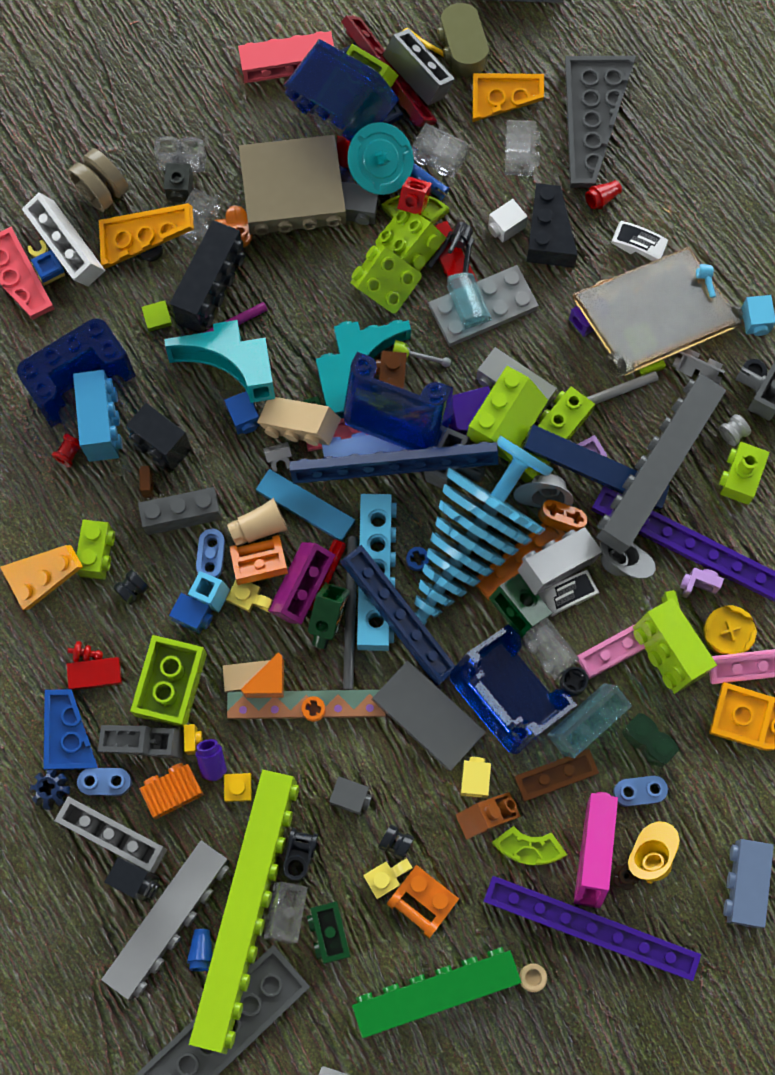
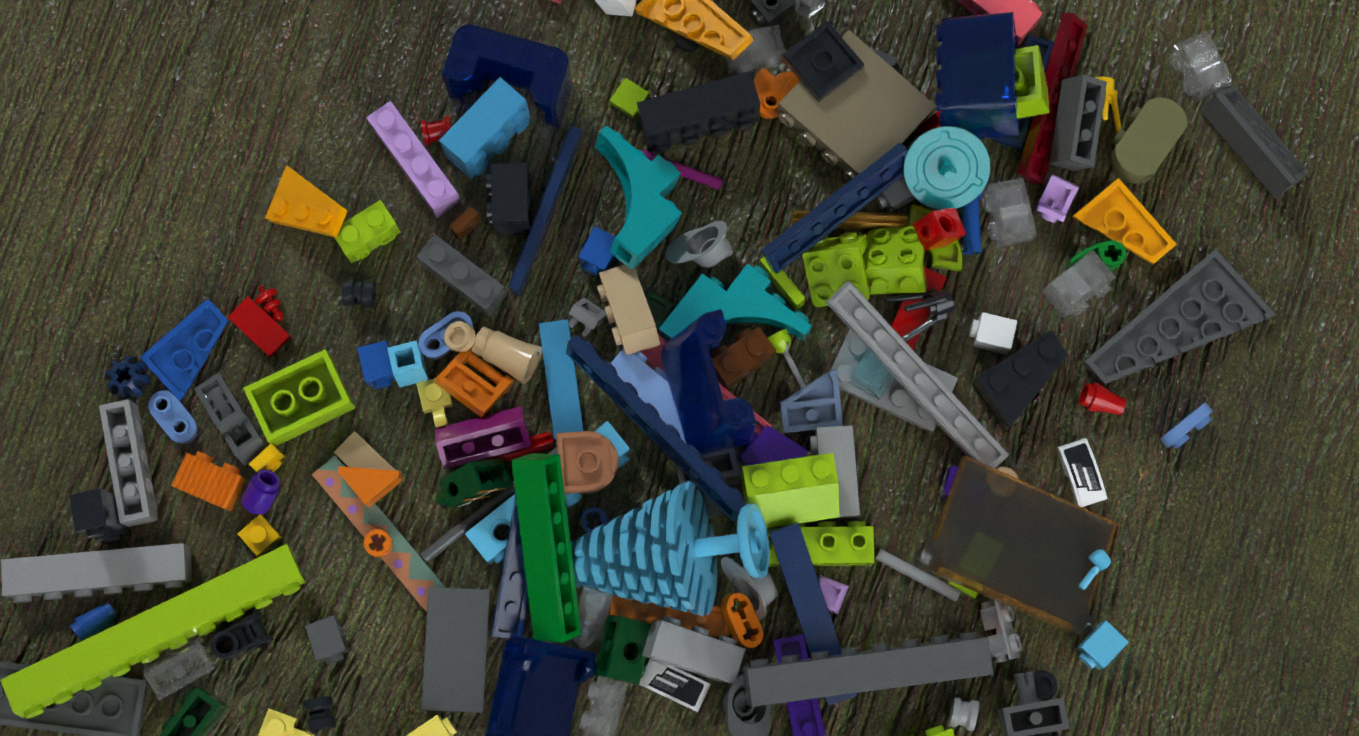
camera: 50 degrees right, 5 degrees up
(73, 480) = (413, 159): none -> lavender brick
(185, 425) = (545, 211): none -> dark blue tile
(221, 543) = (459, 336): none -> tan tile
(245, 175) = (822, 61): none -> black tile
(296, 347) = (702, 245): none -> light grey piece
(348, 244) = (836, 209): none -> dark blue tile
(362, 244) = (865, 220): none -> pearl gold axle
(365, 317) = (784, 286): none -> lime tile
(376, 528) = (587, 461): none -> nougat tile
(414, 593) = (546, 547): none -> green brick
(454, 118) = (1056, 199): none -> lavender bracket
(460, 361) = (813, 405): none -> sand blue wing
(480, 607) = (593, 615): none -> clear hinge
(494, 282) = (915, 376): none -> light grey tile
(516, 111) = (1113, 247): none -> green panel
(662, 167) = (1197, 419): none -> medium blue plate

